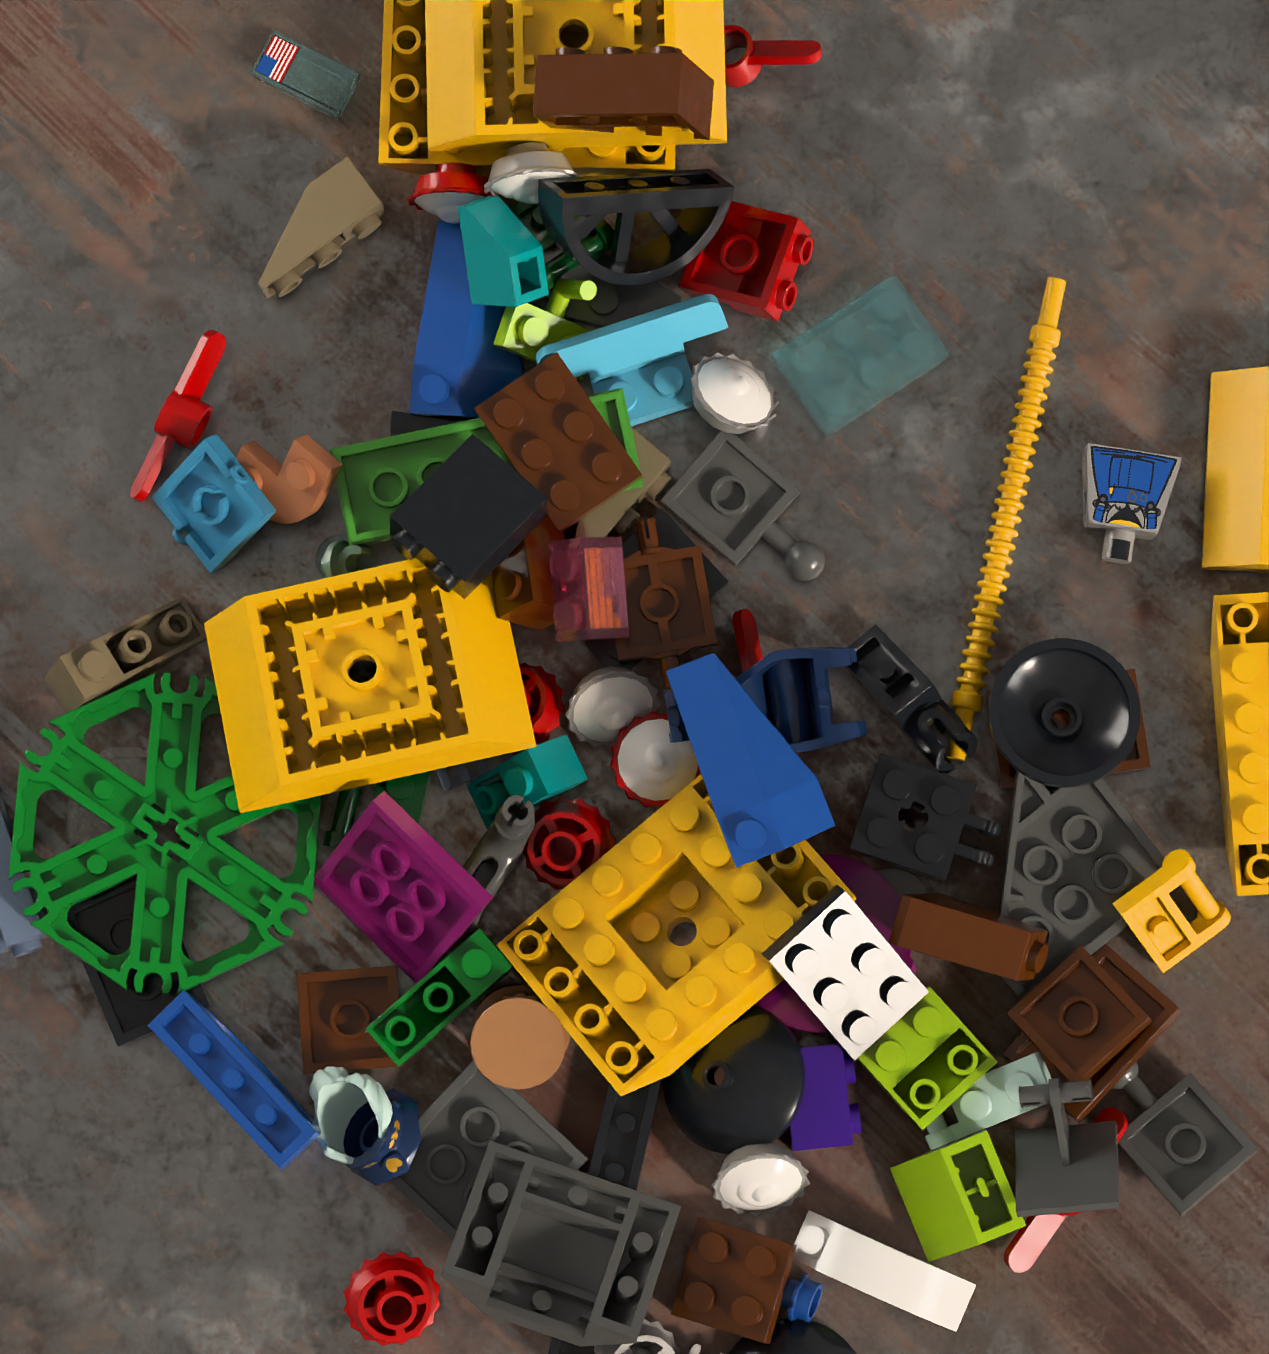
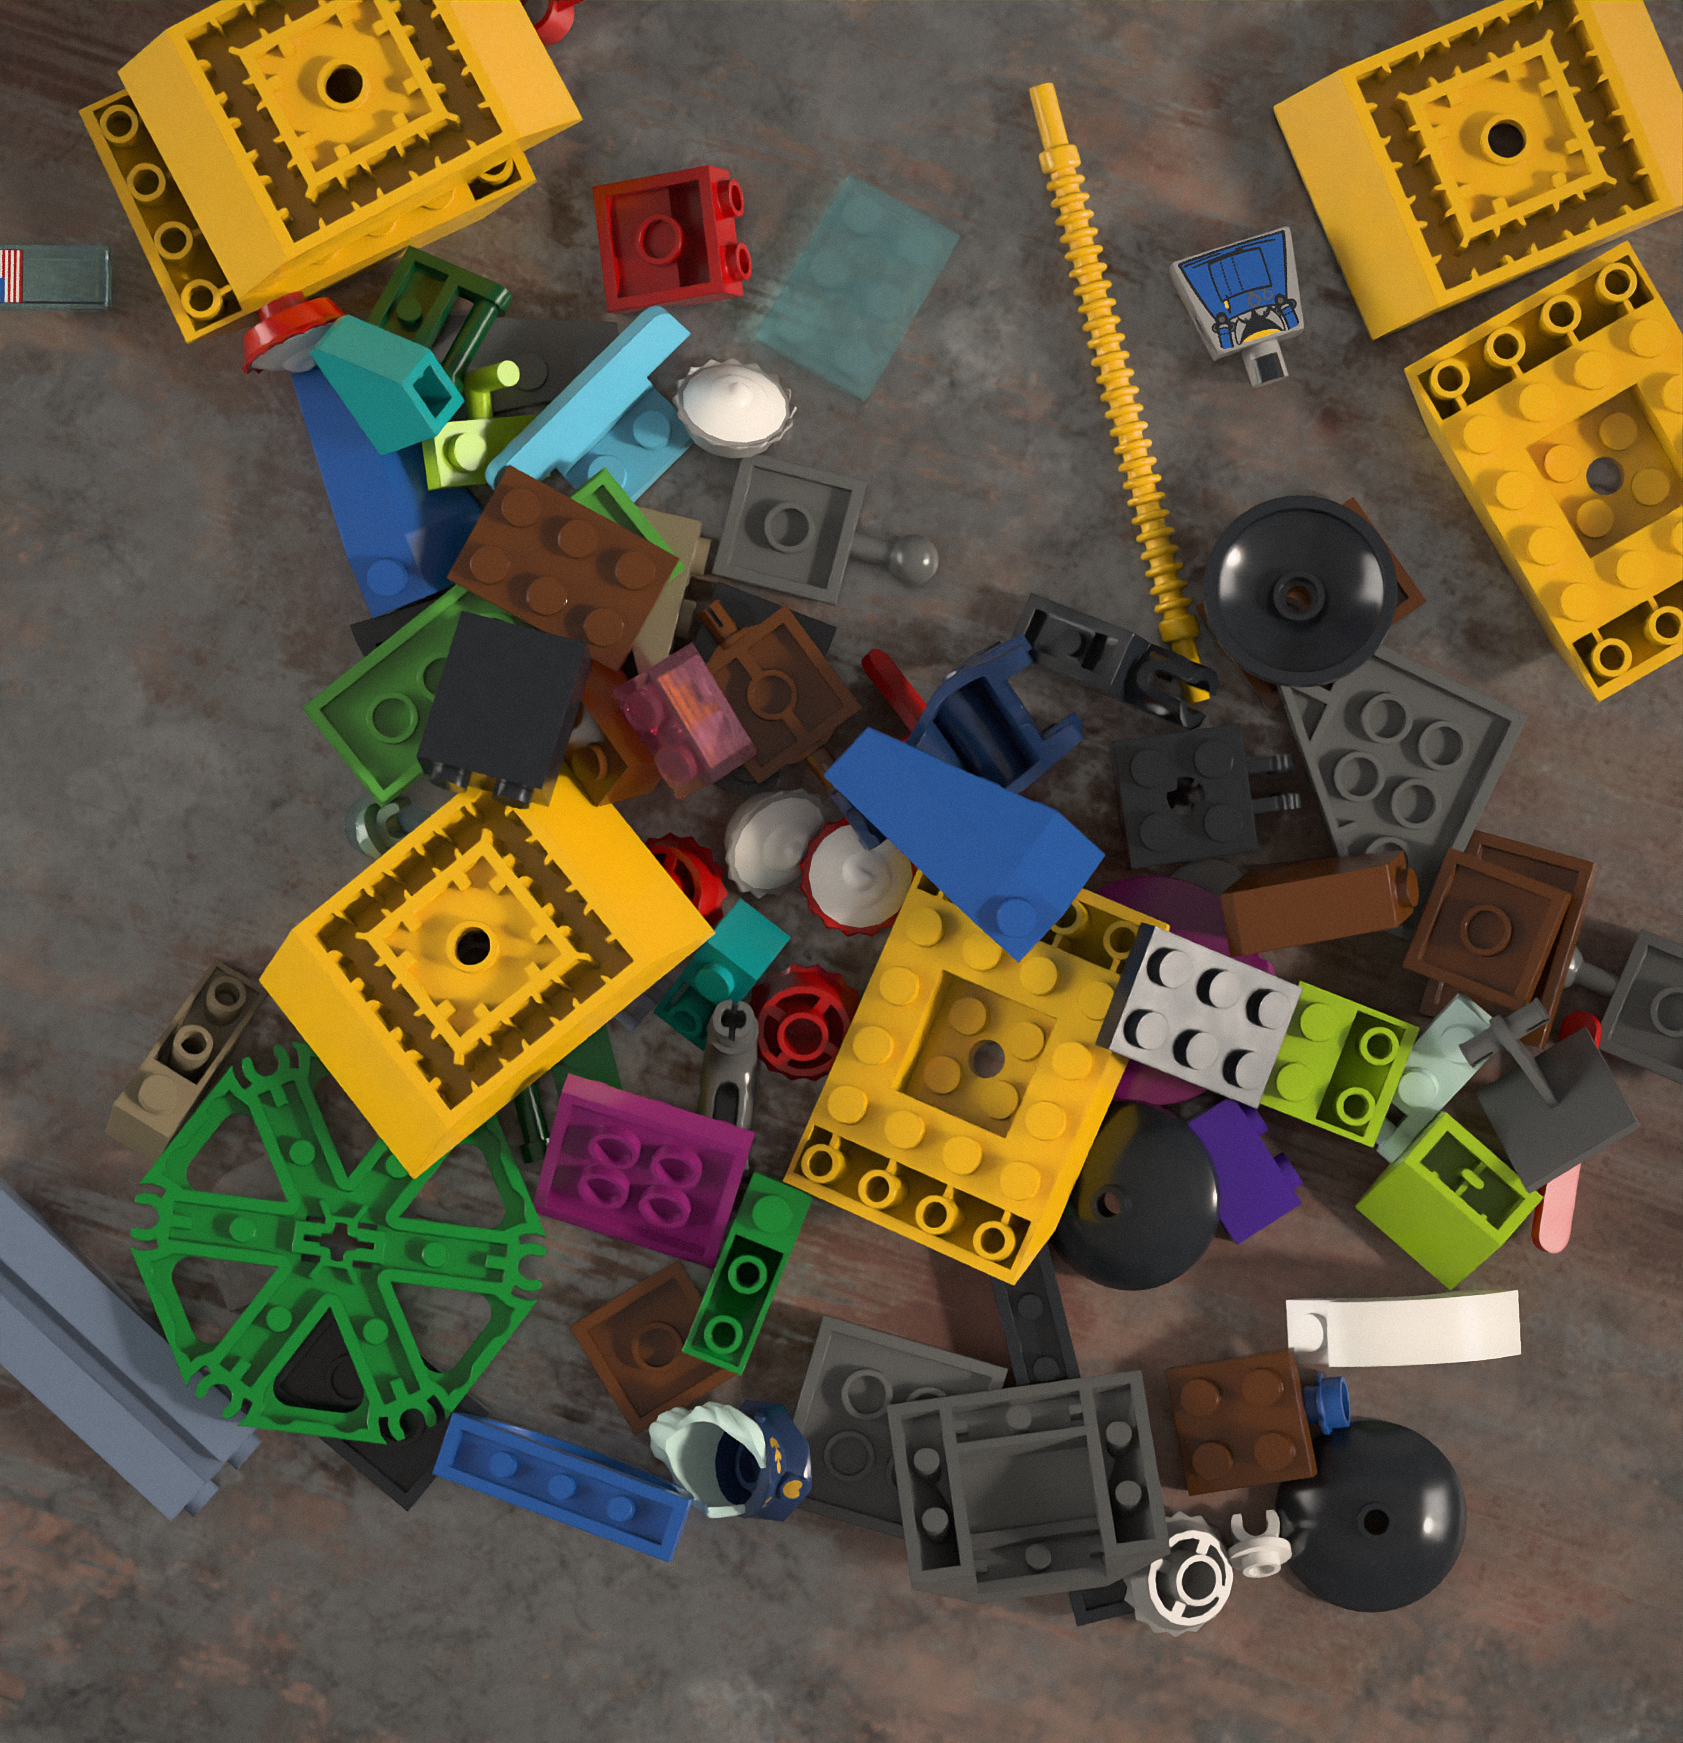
camera: 30 degrees left, 5 degrees up
(183, 413) = (108, 747): red piece -> none
(213, 503) = (198, 835): dark azure plate -> none
(296, 486) = (277, 777): nougat plate -> none
(326, 217) = (156, 434): dark tan slope -> none
(381, 1290) = (864, 1637): red piece -> none
(517, 1038) = (859, 1275): medium nougat hat -> none
(520, 171) = (373, 270): light grey piece -> none
(623, 91) = (436, 125): reddish brown wedge -> none
(698, 192) = (574, 194): black window -> none
(760, 1179) = (1214, 1294): white piece -> none
(1159, 921) = (1523, 774): yellow plate -> none

